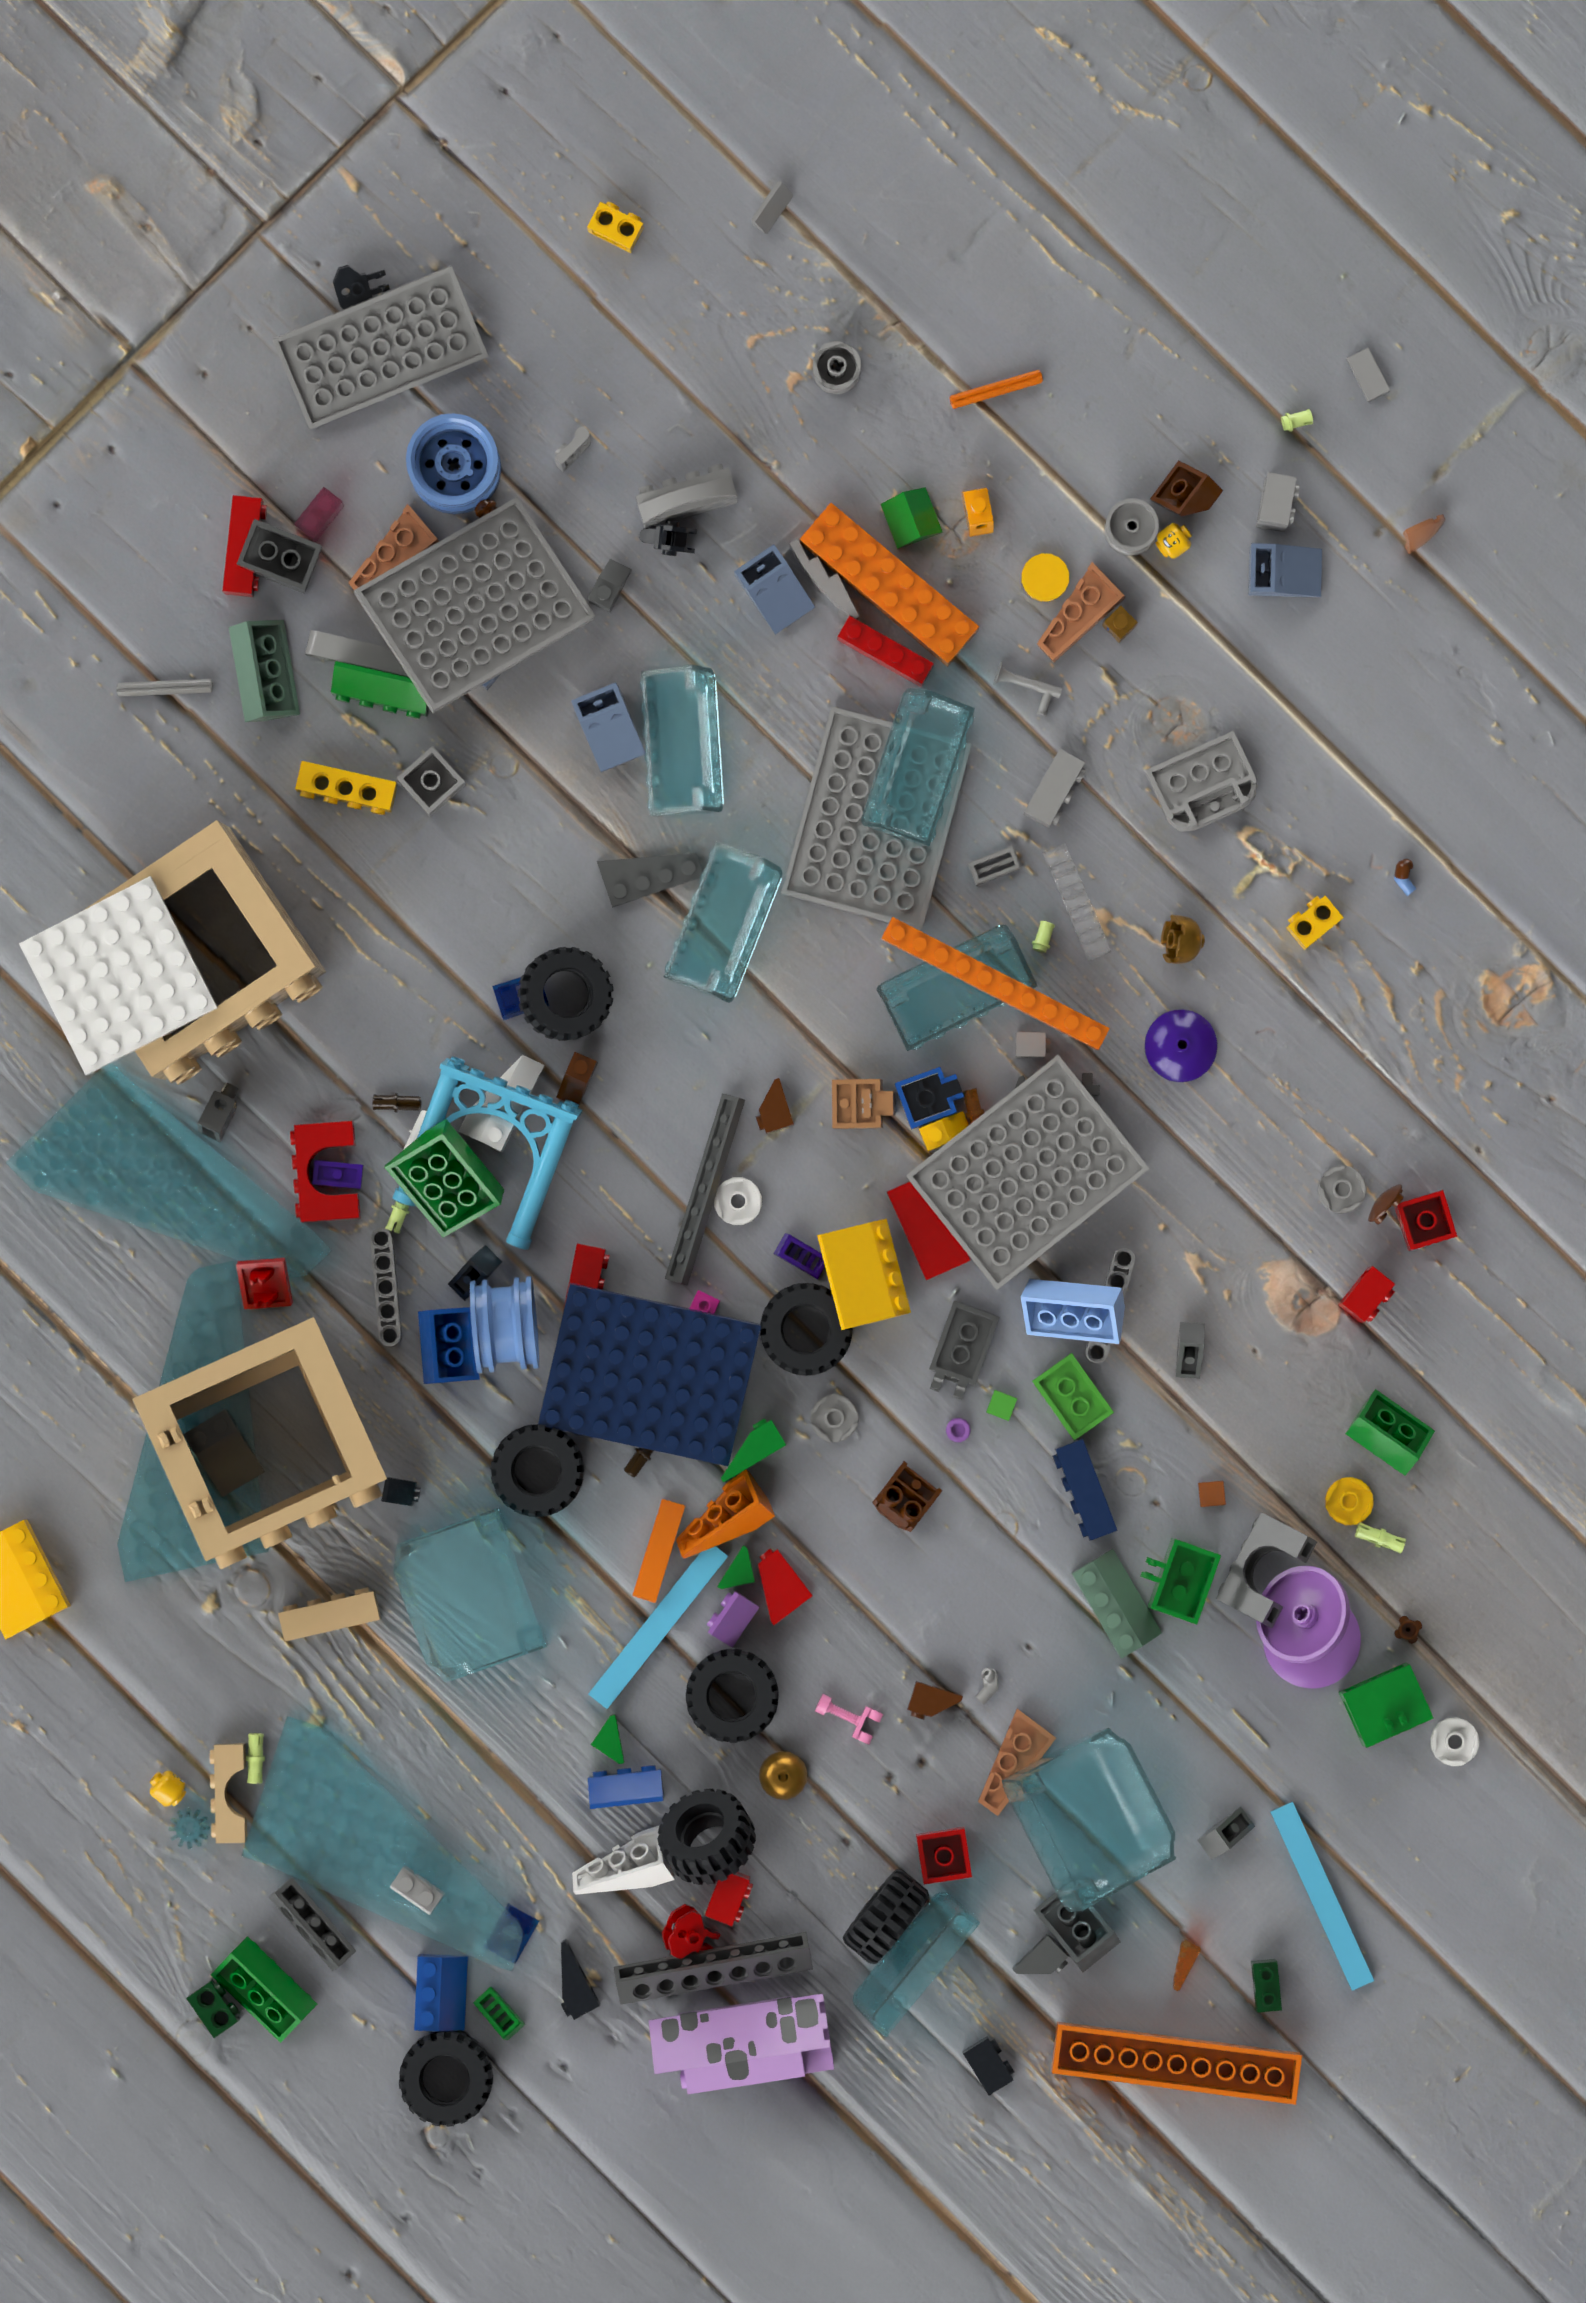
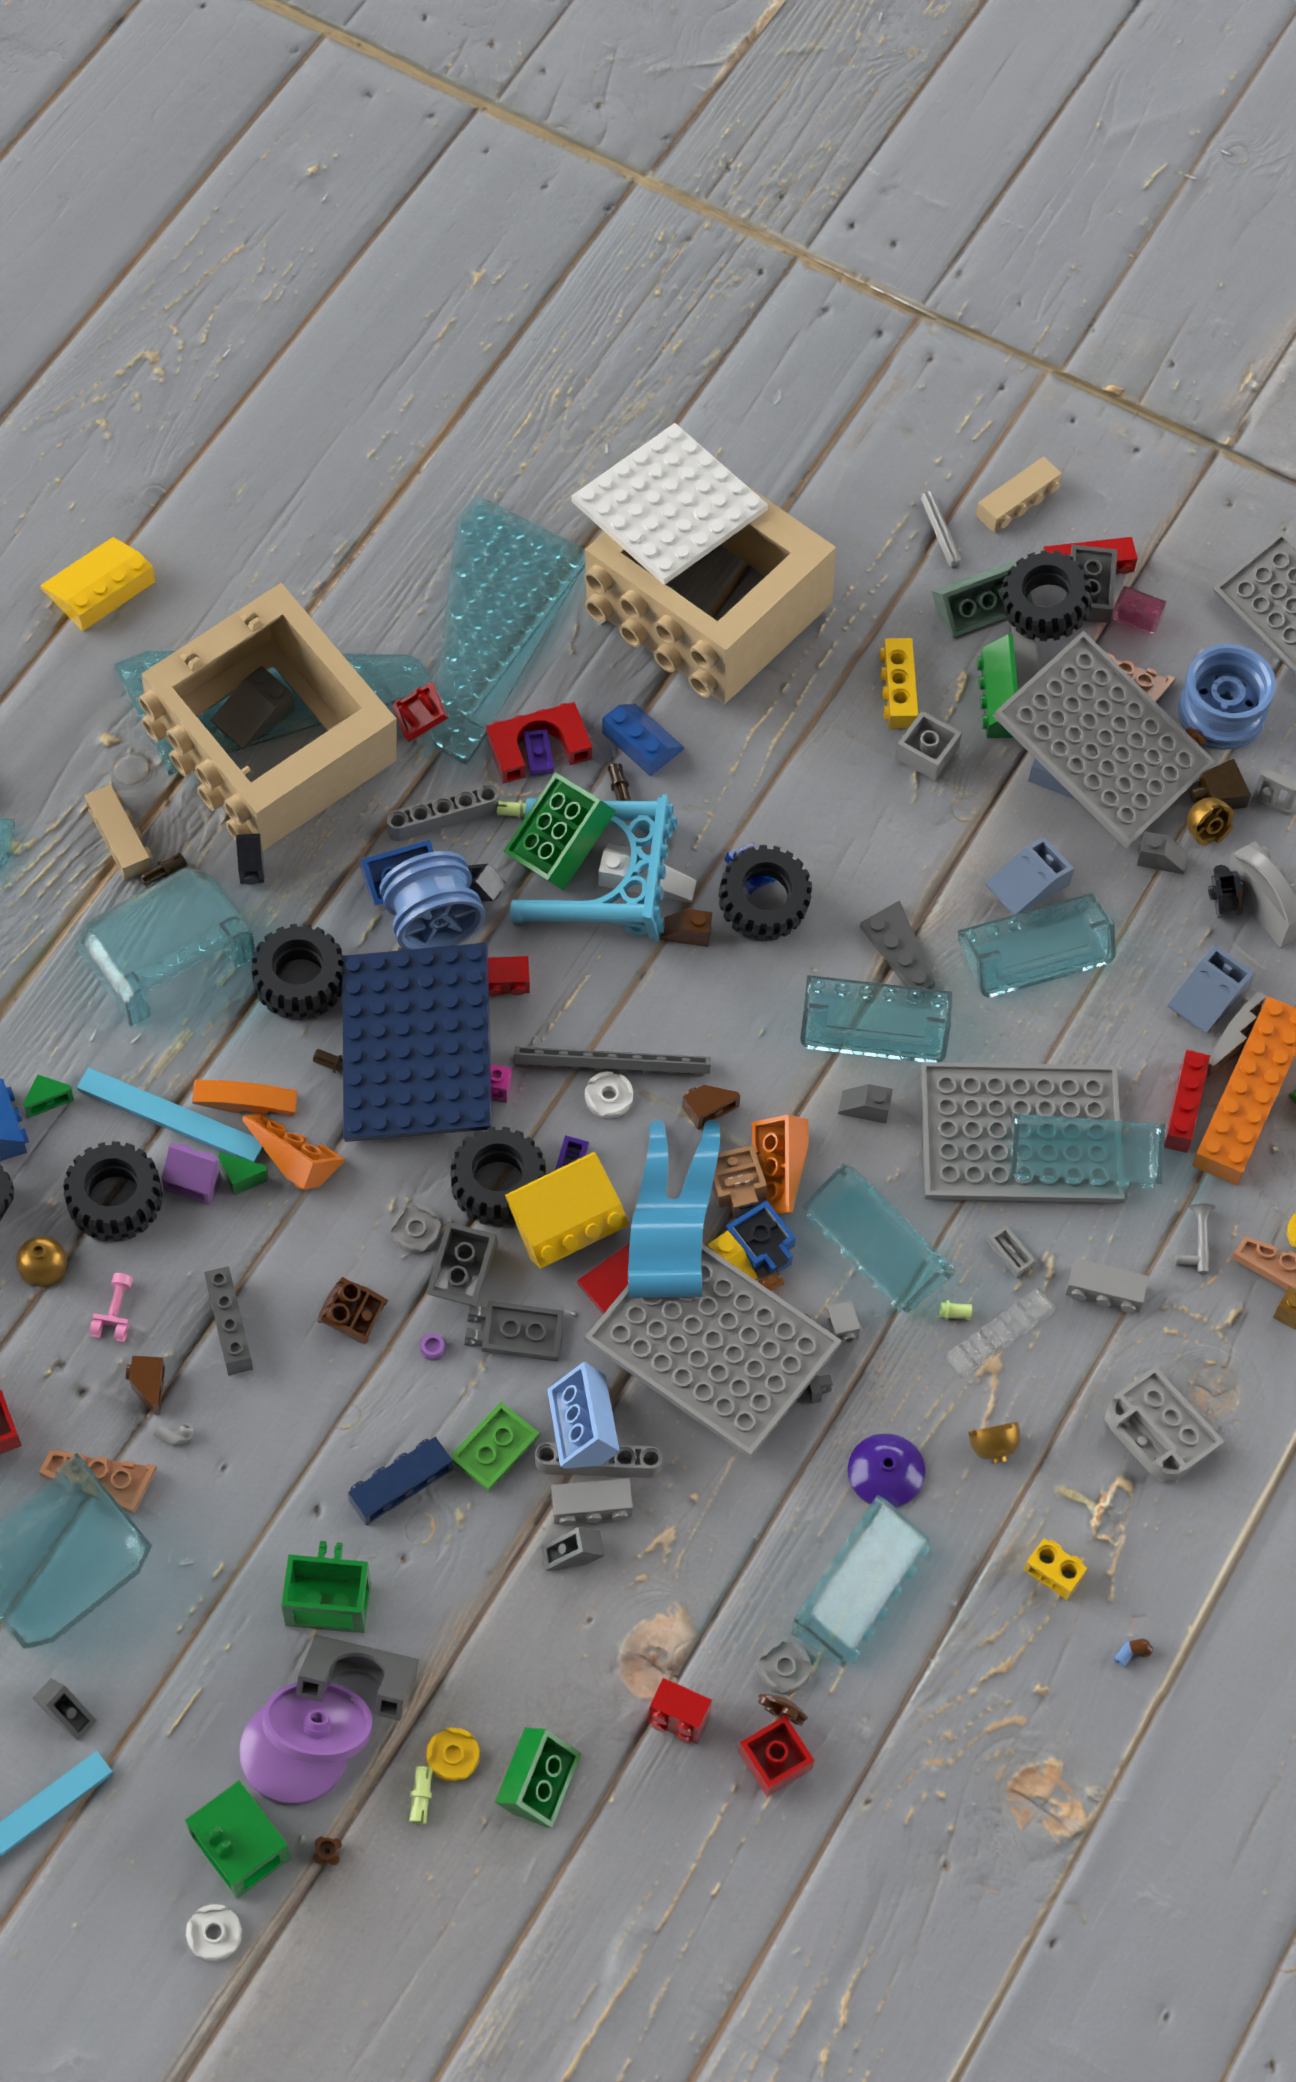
camera: 70 degrees right, 25 degrees down
(144, 593) = (1019, 494): none -> tan brick
(215, 1122) = (567, 642): dark grey torso -> none
(298, 578) = (1047, 570): none -> black tyre
(344, 1065) = (640, 737): none -> blue slope
(383, 1579) = (163, 869): none -> dark brown axle
(549, 501) = (1224, 784): none -> dark brown torso
(584, 527) = (1210, 820): none -> pearl gold cylinder
(757, 1446) = (365, 1153): green slope -> none
(781, 1585) = (234, 1215): red slope -> none
(810, 959) = (866, 1102): none -> dark grey slope
(843, 1053) = (781, 1153): none -> orange wedge
(889, 1613) = (228, 1320): none -> dark grey brick
(890, 1384) = (462, 1264): none -> dark grey slope
(901, 1182) = (670, 1231): none -> dark azure flag
(995, 983) = (894, 1265): orange brick -> none
(1001, 1405) = (468, 1381): bright green tile -> none
(1116, 1603) = (290, 1529): sand green slope -> none
(1149, 1321) = (591, 1501): none -> light grey brick
(1211, 1493) = (427, 1610): dark orange slope -> none
(1287, 1099) = (860, 1583): none -> clear light blue windscreen

